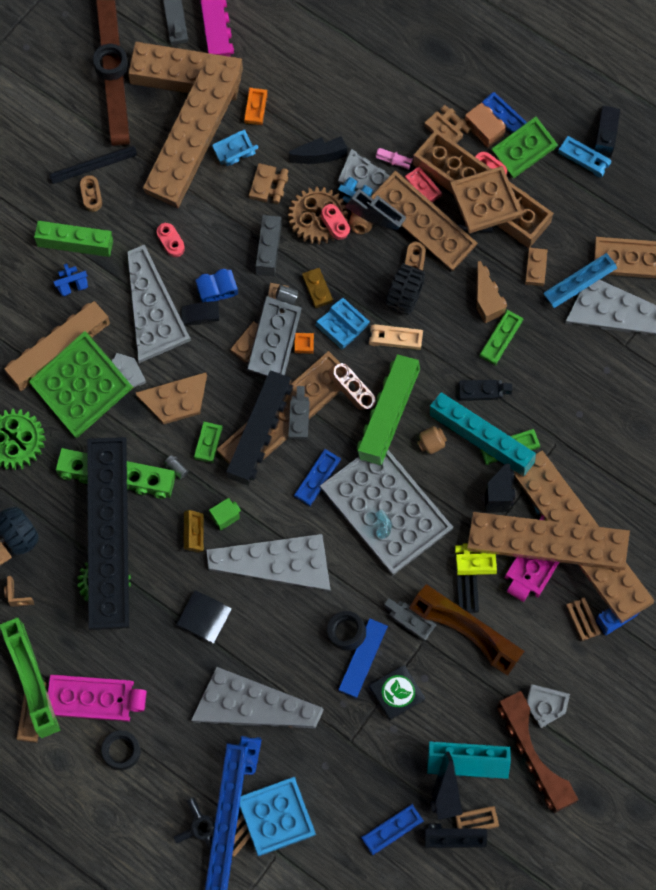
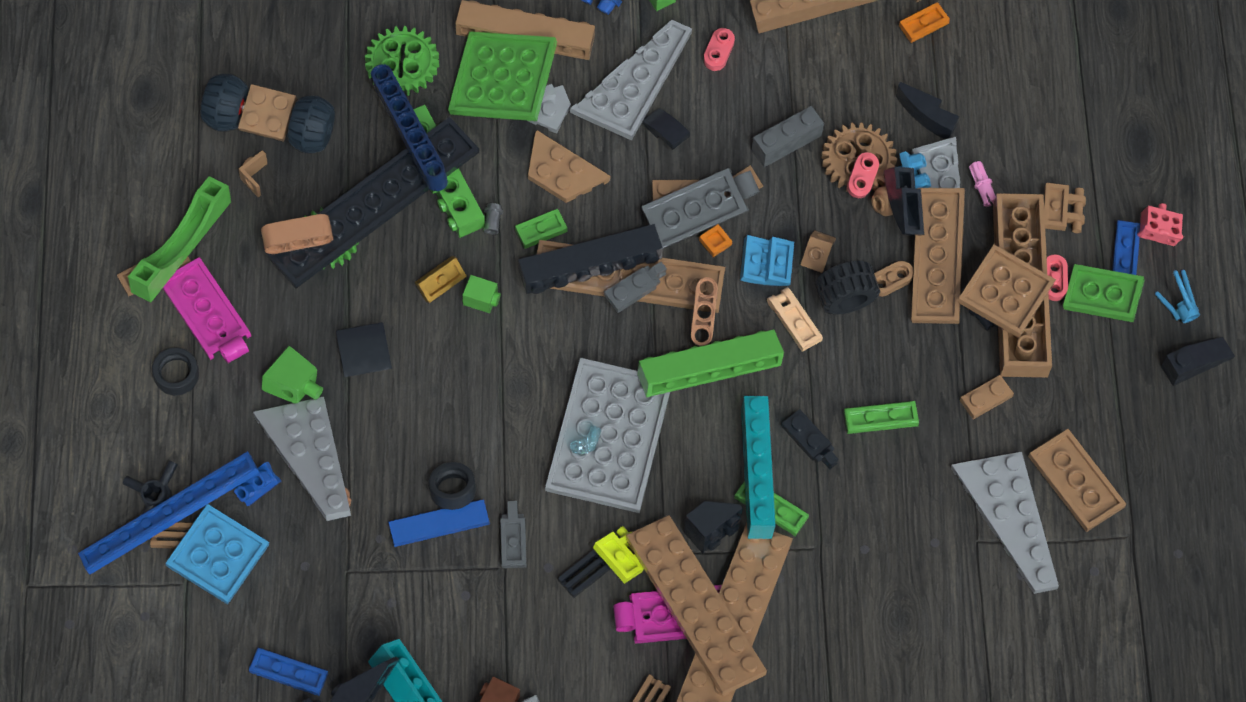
camera: 50 degrees right, 5 degrees down
(82, 474) = (409, 127): none -> dark blue beam
(95, 598) = (297, 234): none -> nougat beam
(189, 677) = (291, 378): none -> bright green torso
(216, 286) = (705, 121): blue brick -> none
(233, 147) = (861, 32): dark azure bracket -> none
(263, 182) = (852, 86): medium nougat plate -> none
(282, 561) = (478, 382): light grey wing -> none
(317, 288) = (784, 212): pearl gold plate -> none
(317, 476) = (600, 350): blue tile -> none
(361, 287) = (817, 251): none -> medium nougat bracket
(397, 693) = (428, 578): slope -> none
(423, 184) = (977, 230): coral plate -> none
(432, 440) = (714, 427): medium nougat head -> none
(438, 608) = (542, 547): reddish brown arch -> none
(485, 125) = (1095, 240): nougat brick -> none
(488, 300) = (909, 371): medium nougat slope -> none
(505, 81) = (1161, 225): none -> coral piece
(571, 110) = (1187, 309): none -> dark azure plant
(580, 280) = (1005, 445): dark azure plate -> none
(584, 156) = (1148, 357): dark azure plate -> none

